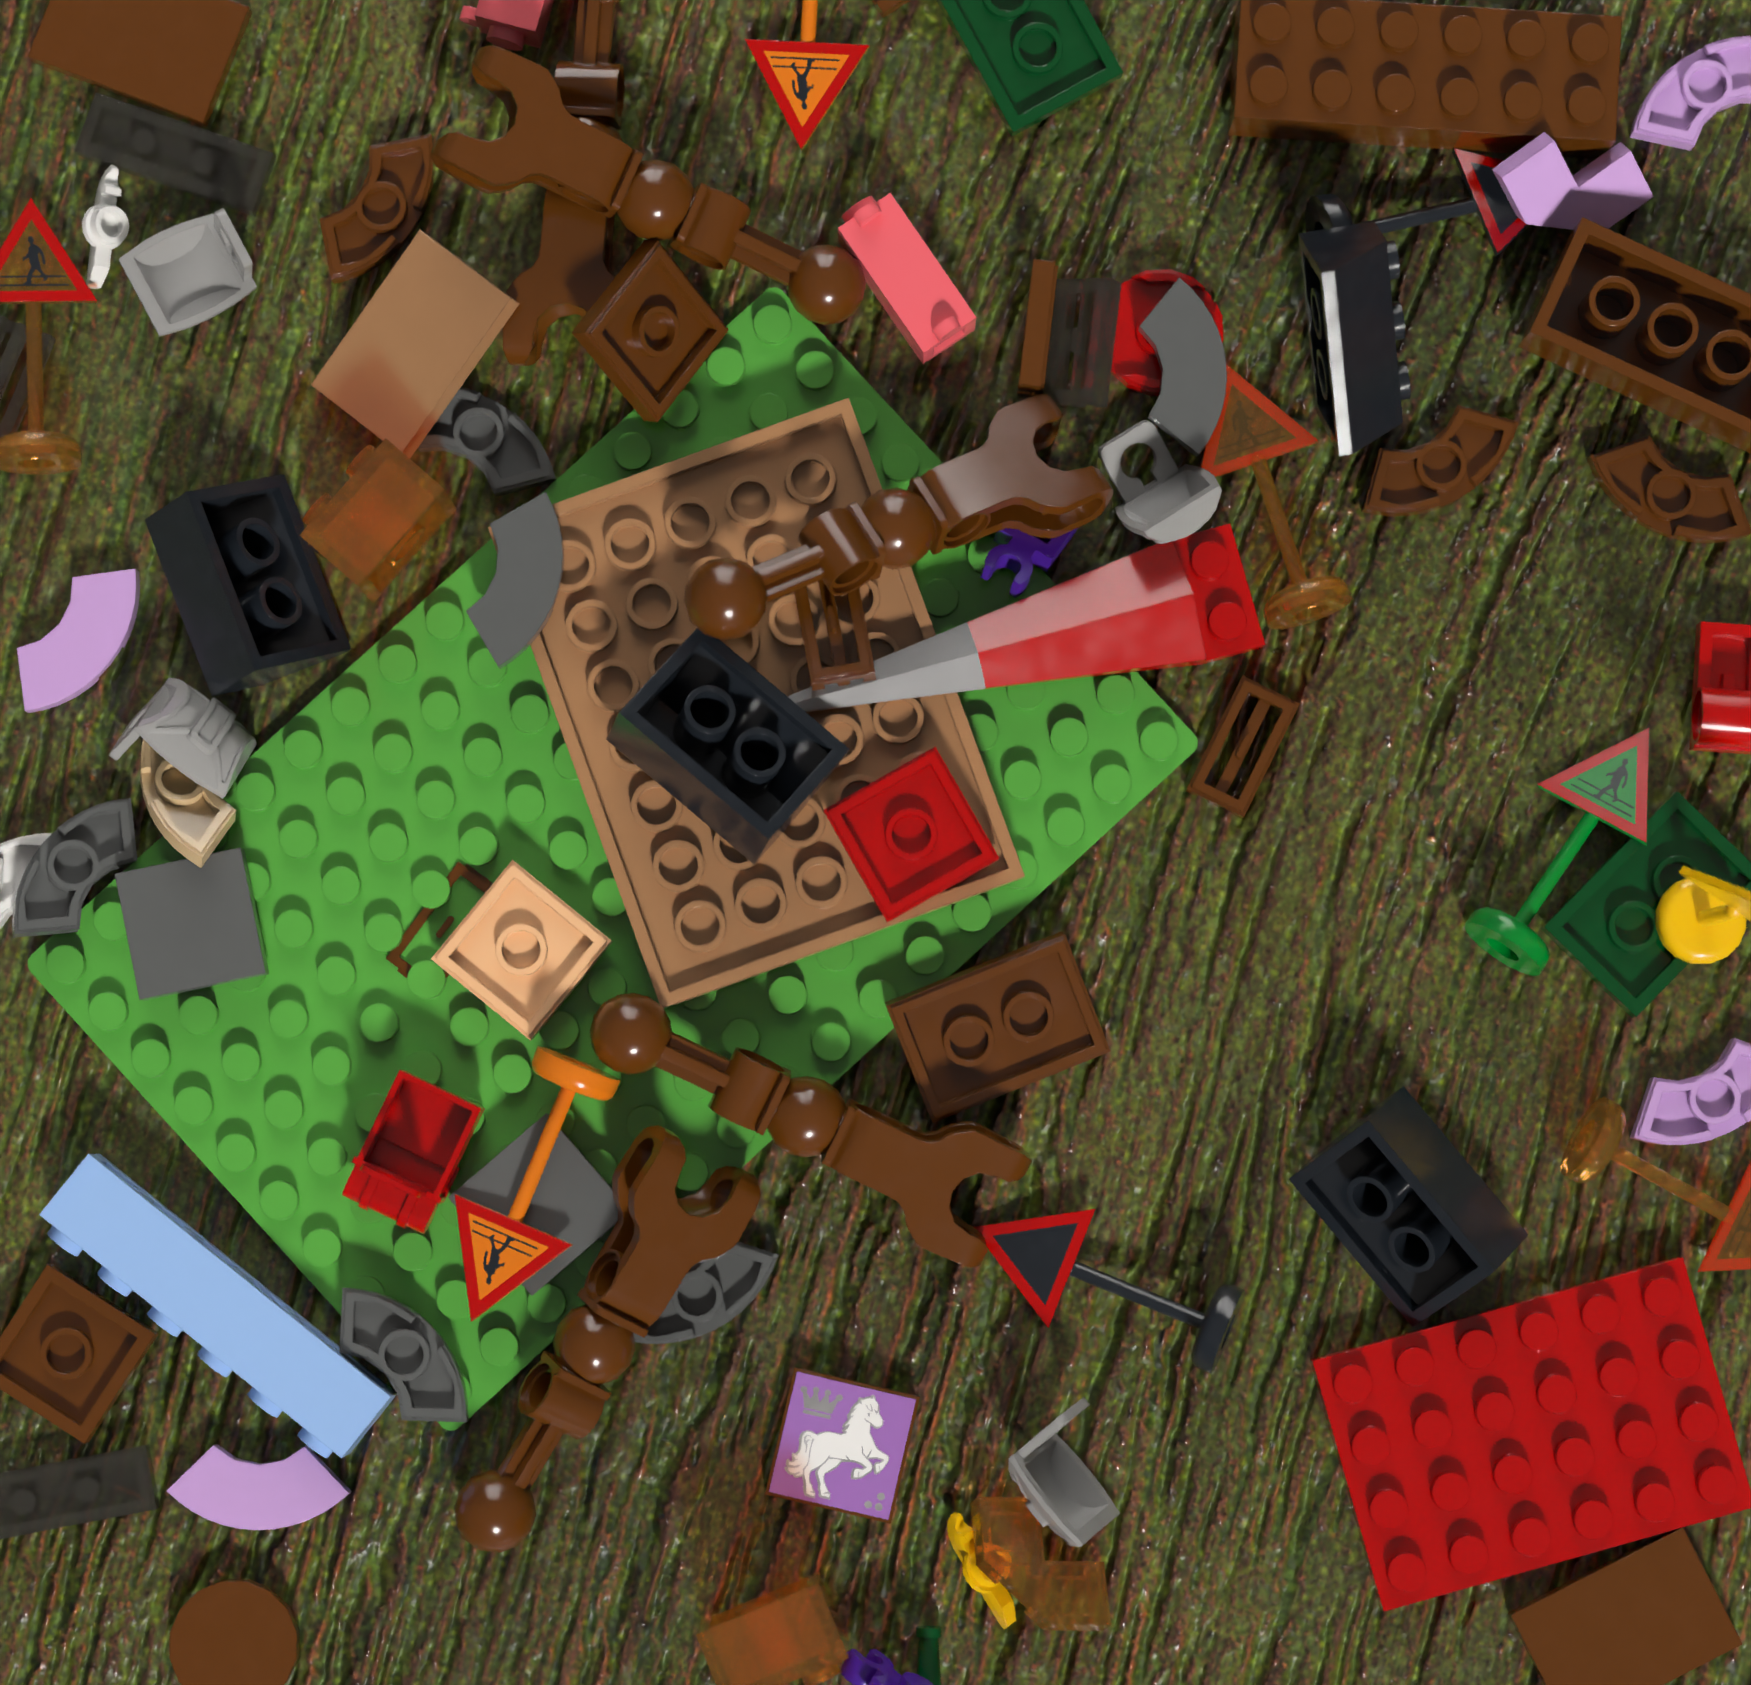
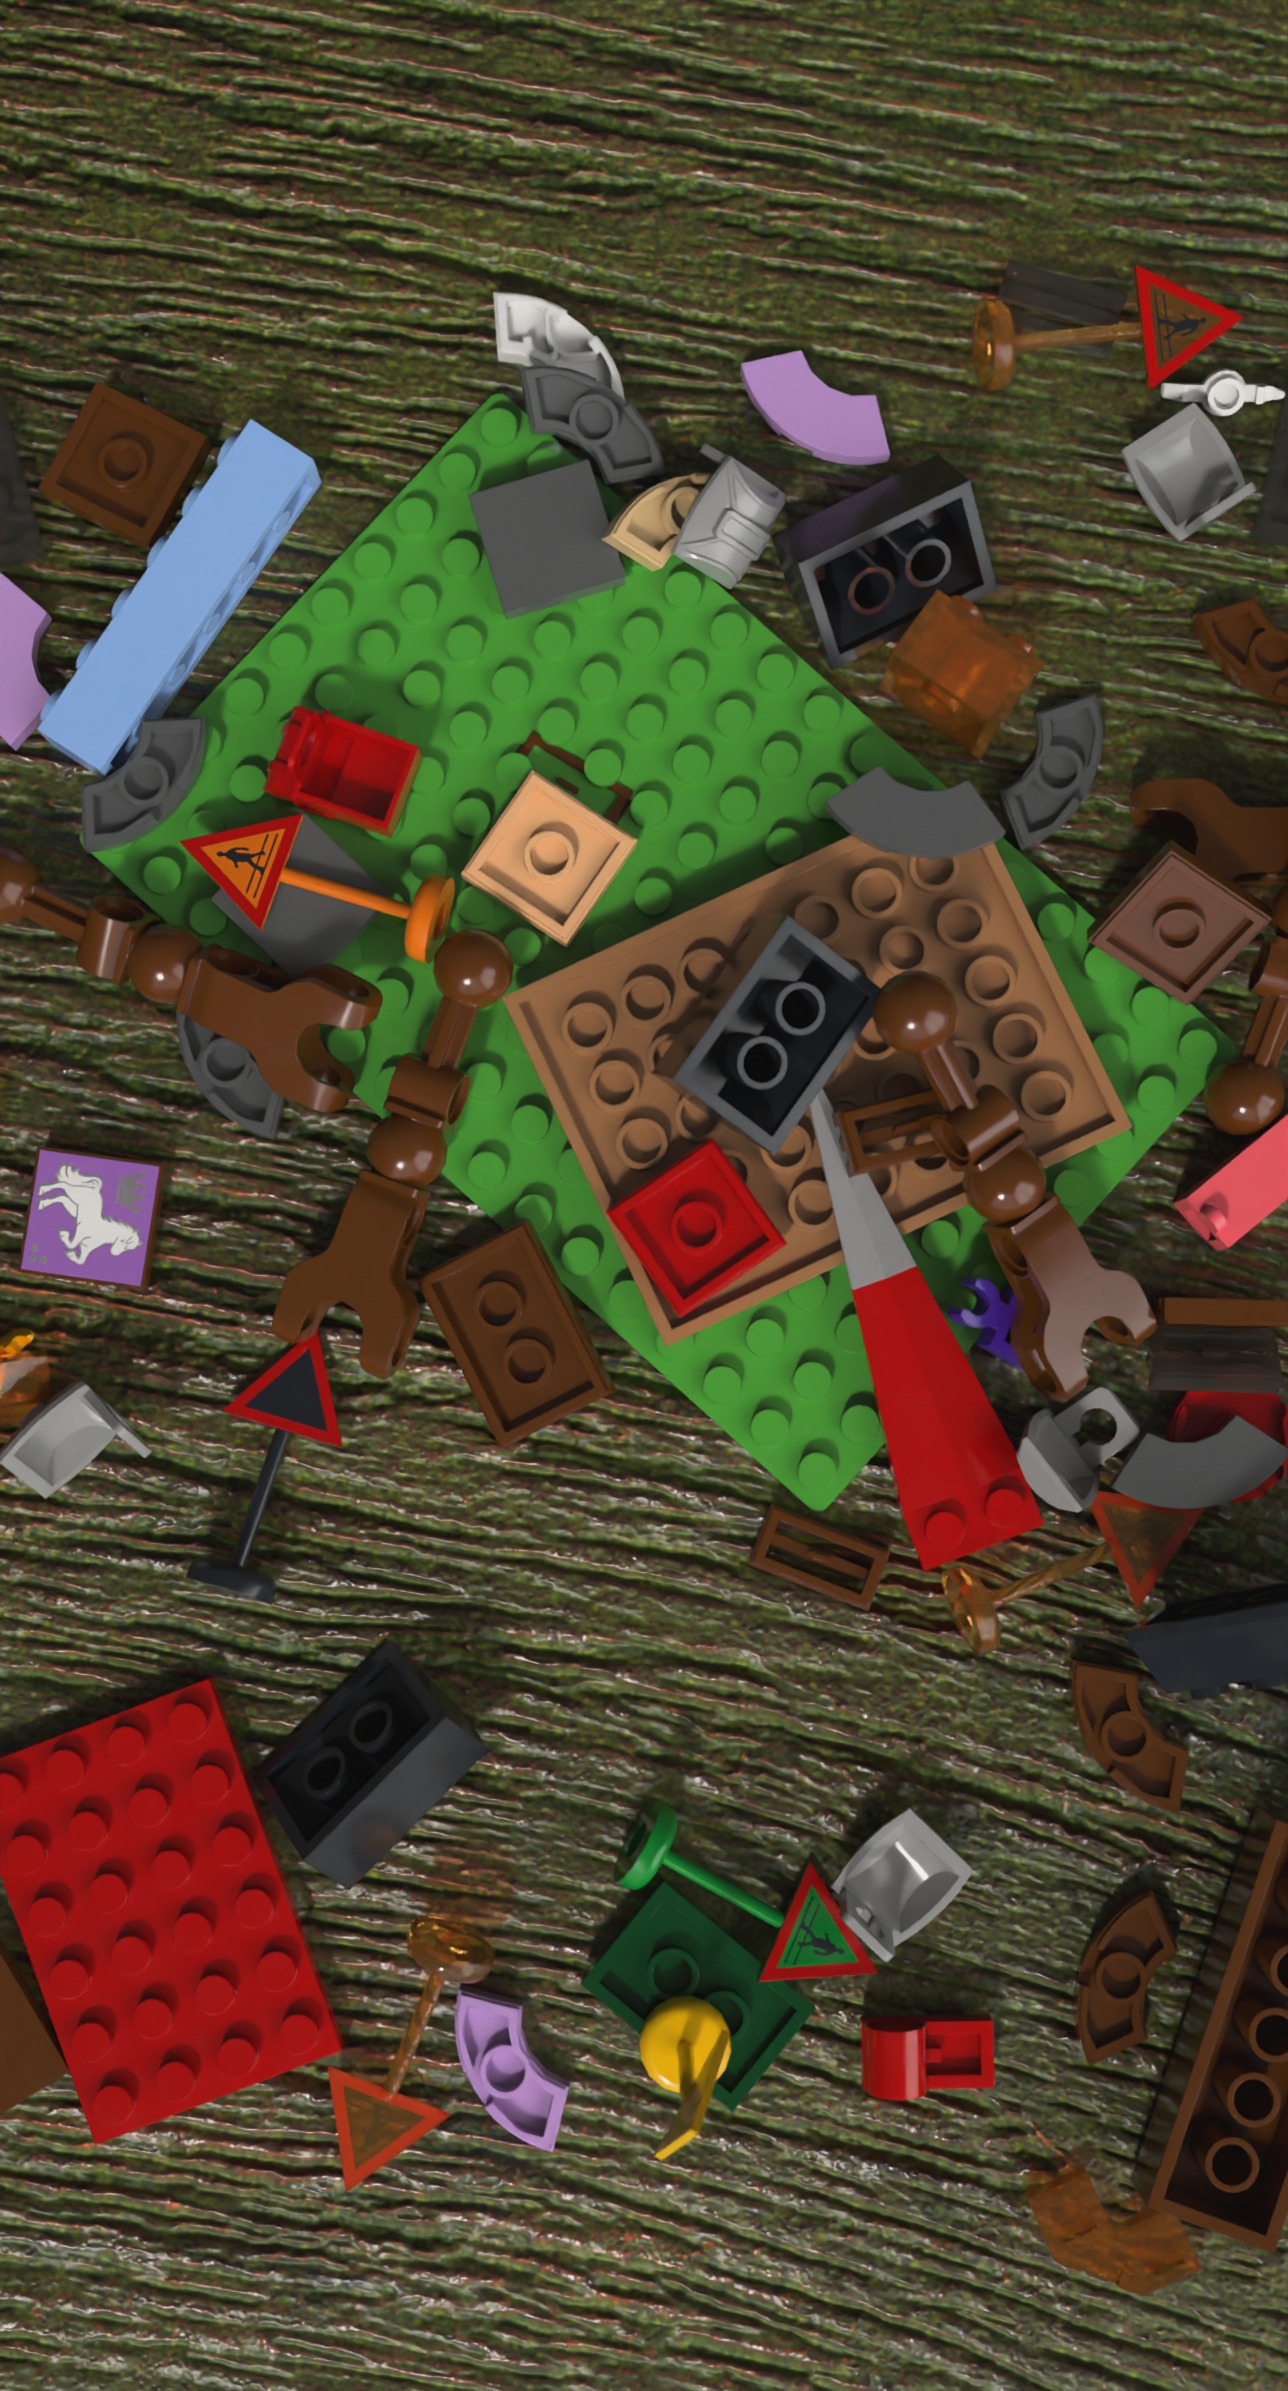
camera: 85 degrees right, 0 degrees up
(415, 343) = (1140, 697): medium nougat tile -> none
(1561, 698) = (898, 1882): none -> light grey piece

